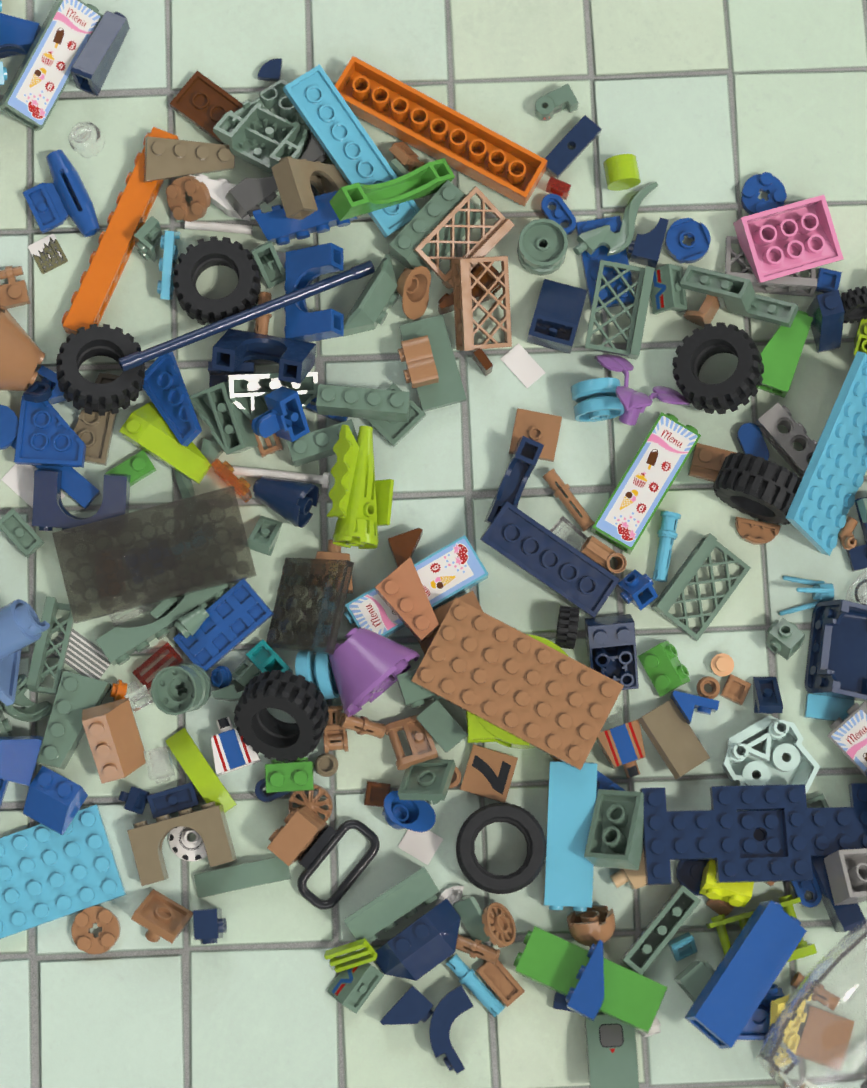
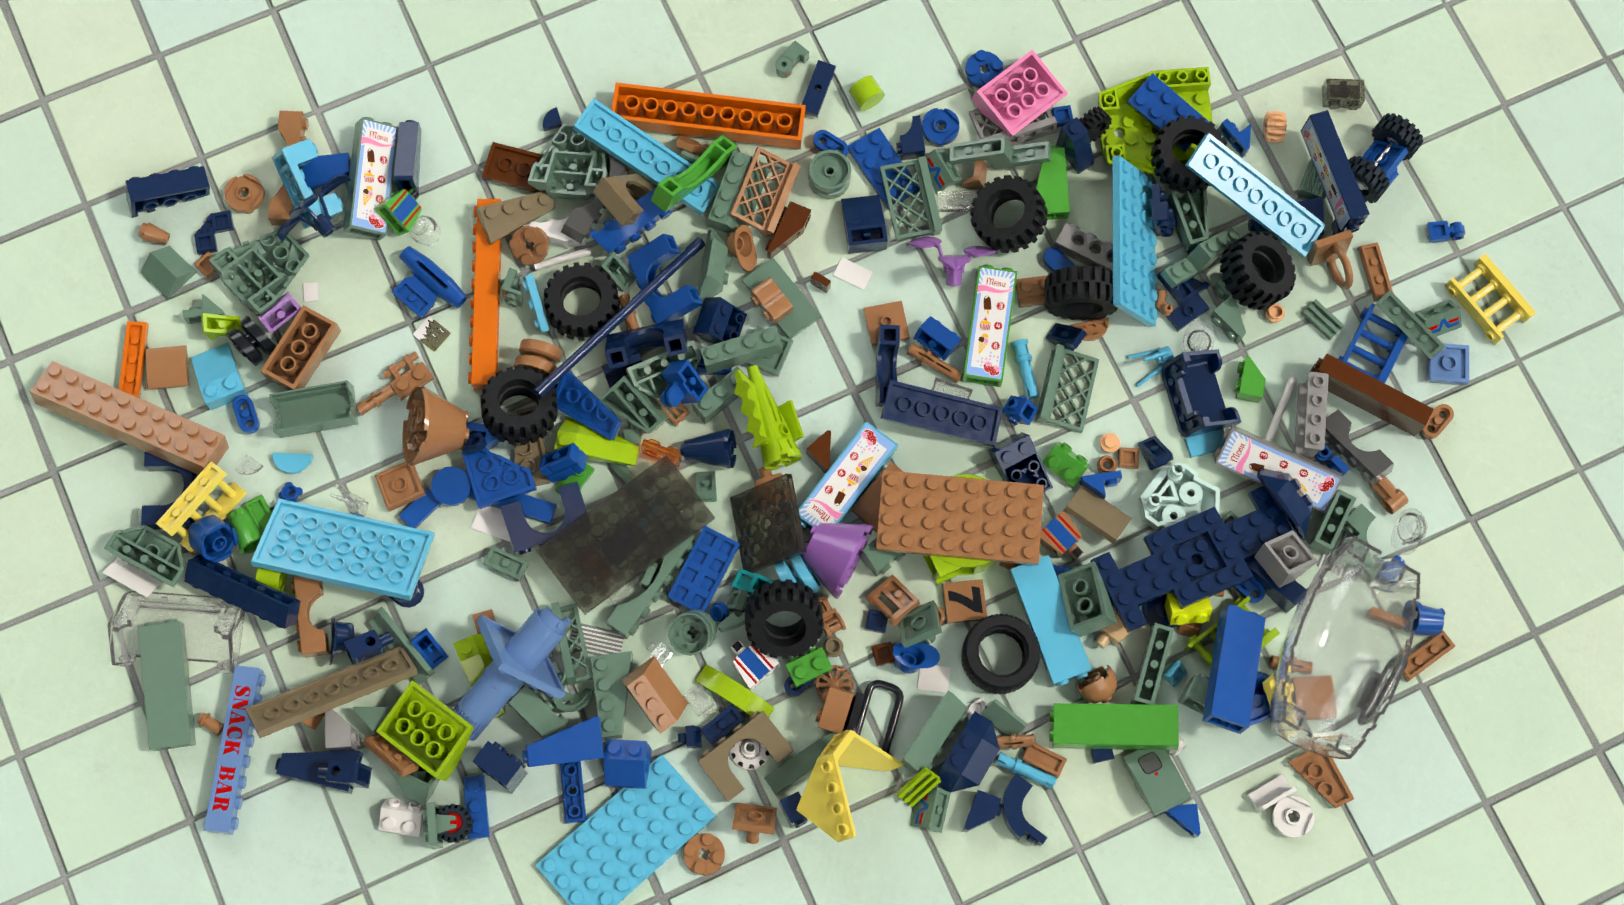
camera: 25 degrees left, 5 degrees down
(67, 107) = (400, 210): none -> bright green torso
(118, 690) = (640, 655): orange plate -> none
(122, 450) = (563, 463): none -> blue brick
(144, 325) = (539, 356): none -> medium nougat wheel
(154, 657) = (670, 609): clear red tile -> none
(190, 623) = (677, 577): sand green cone -> none
(236, 927) = (825, 797): none -> light yellow piece
(294, 476) = (681, 438): white bar -> none
(355, 361) = (719, 320): none -> dark blue slope
(362, 725) = (849, 603): medium nougat pin -> none
(384, 756) = (876, 621): none -> dark blue tile
(408, 600) = (846, 489): nougat wedge -> none
(441, 726) = (912, 578): sand green panel -> none
(463, 303) = (787, 239): medium nougat fence -> none
(499, 925) = (1025, 714): medium nougat wheel -> none
(558, 187) = (821, 123): clear red tile -> none
(567, 627) = (977, 460): black tyre -> none
(582, 474) = (937, 338): none -> blue brick
(589, 992) = (1120, 733): blue slope -> none
(596, 400) = (924, 275): medium azure wheel -> none
(602, 554) = (981, 393): medium nougat piece -> none
(614, 241) = (874, 147): sand green piece -> none
(668, 329) = (955, 201): none -> clear plate
(724, 528) = (1066, 336): none -> dark blue slope
(784, 638) = (1149, 402): sand green brick -> none

